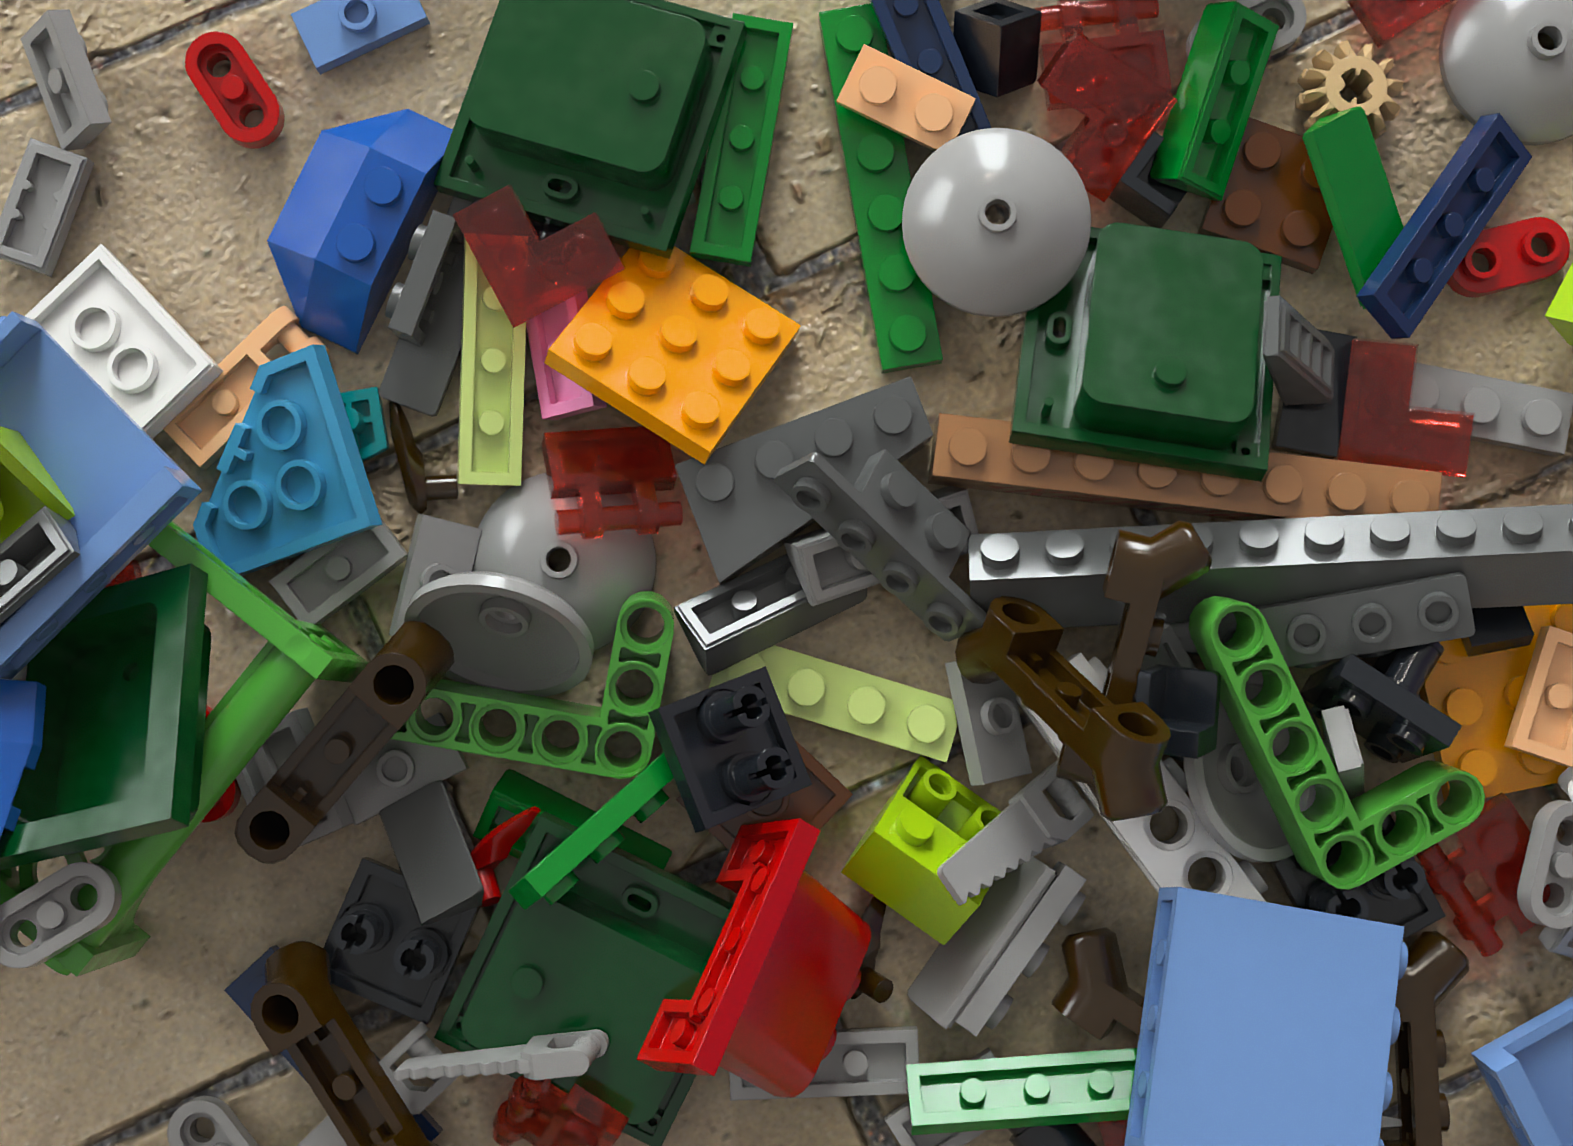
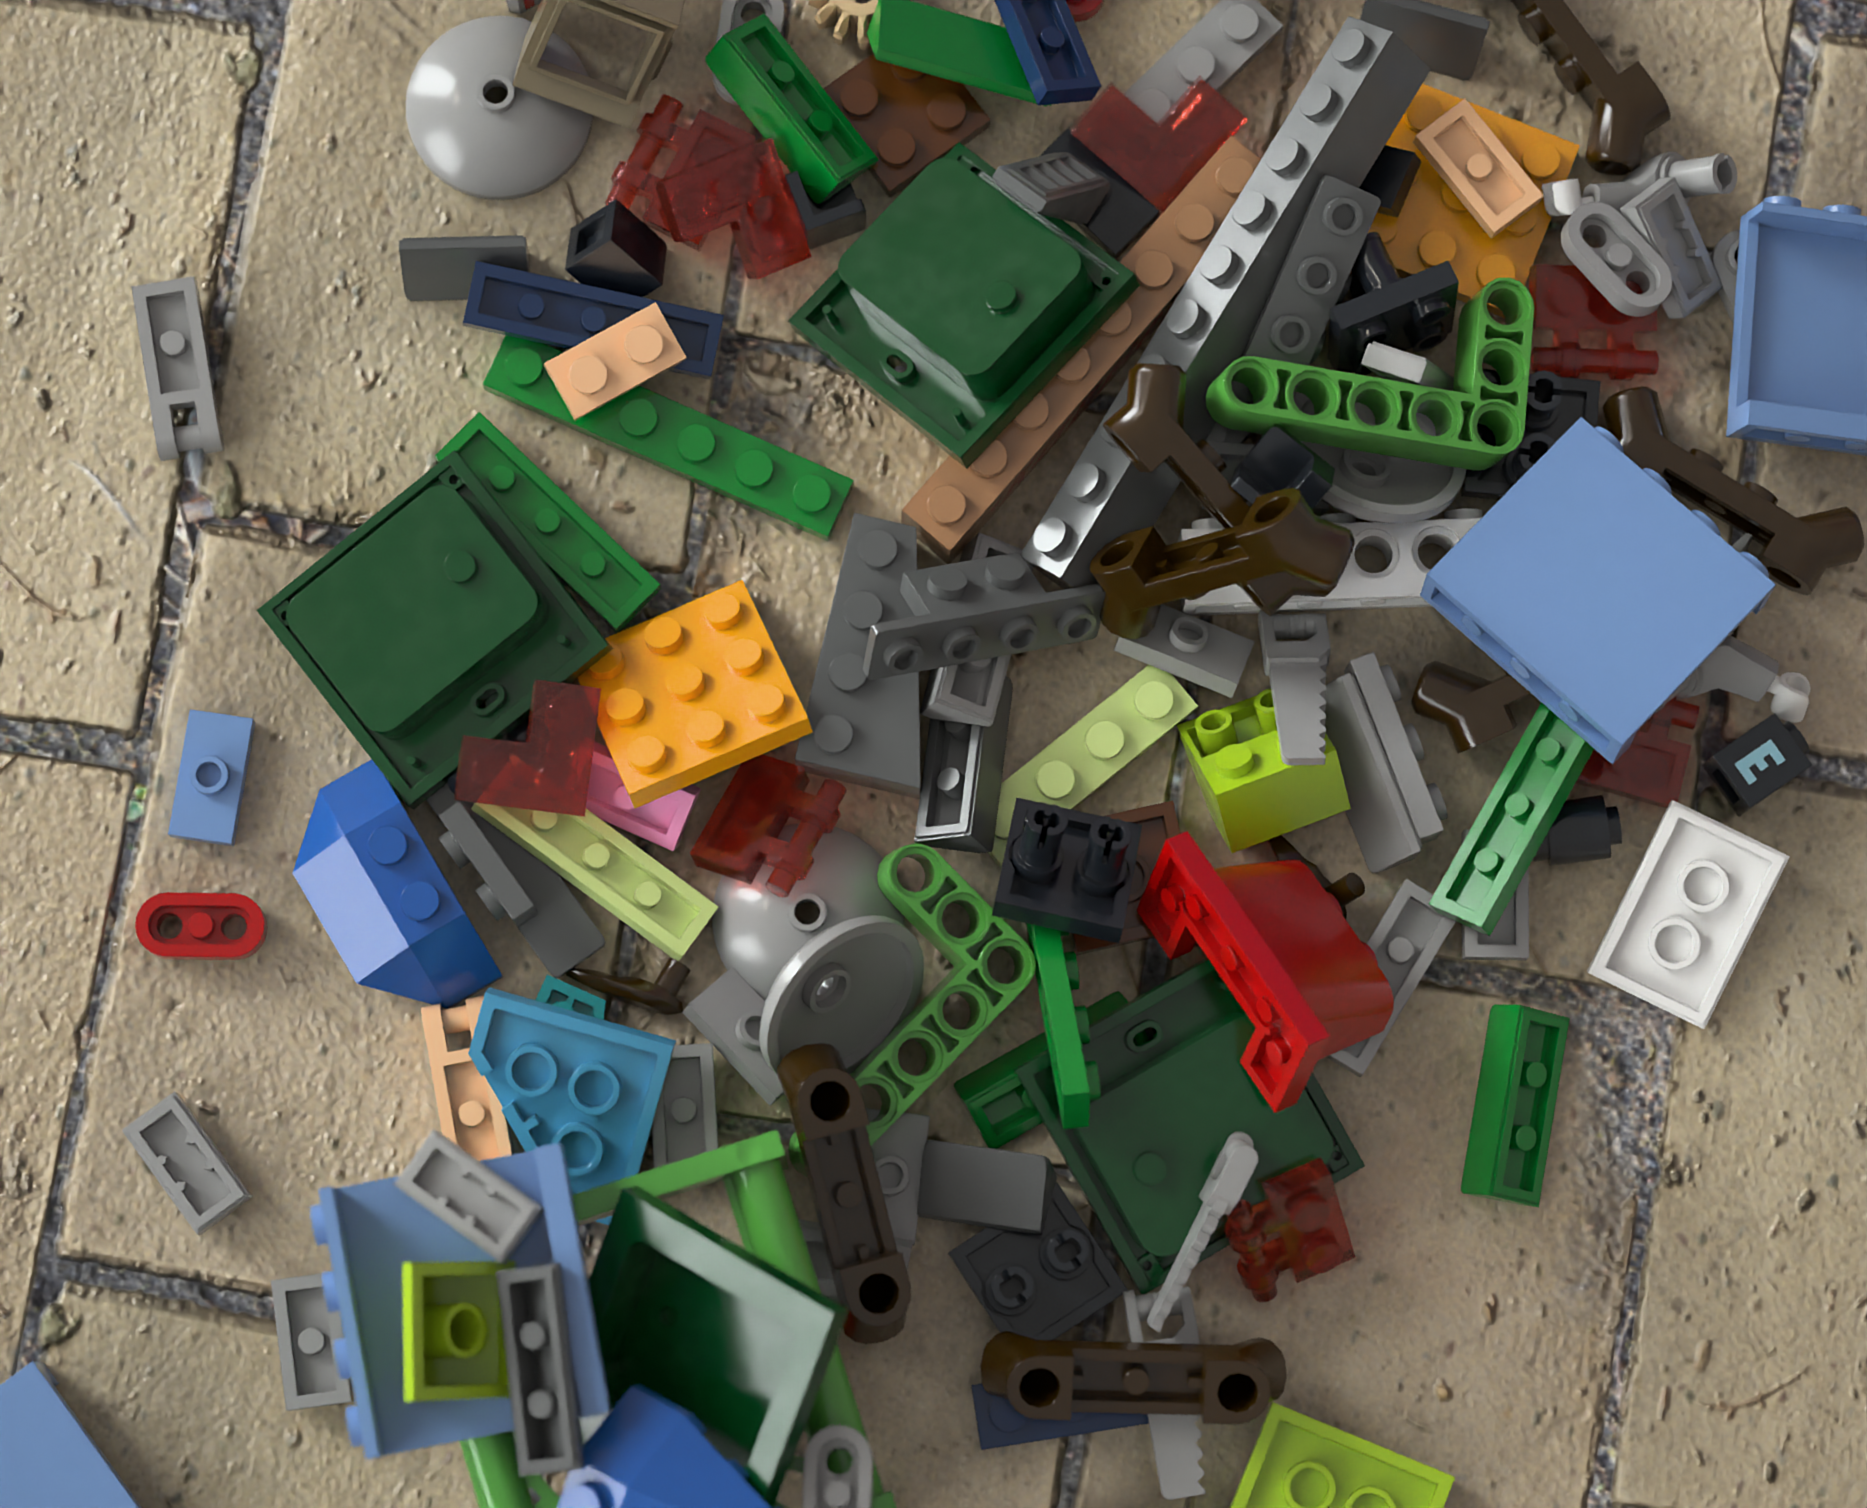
camera: 60 degrees left, 5 degrees down
(66, 79) = (90, 1066): light grey plate -> none
(96, 441) = (469, 1196): none -> light grey plate
(126, 341) = (338, 1154): white tile -> none
(495, 849) = (1013, 1127): red bar -> none
(989, 265) = (781, 399): light grey dish -> none

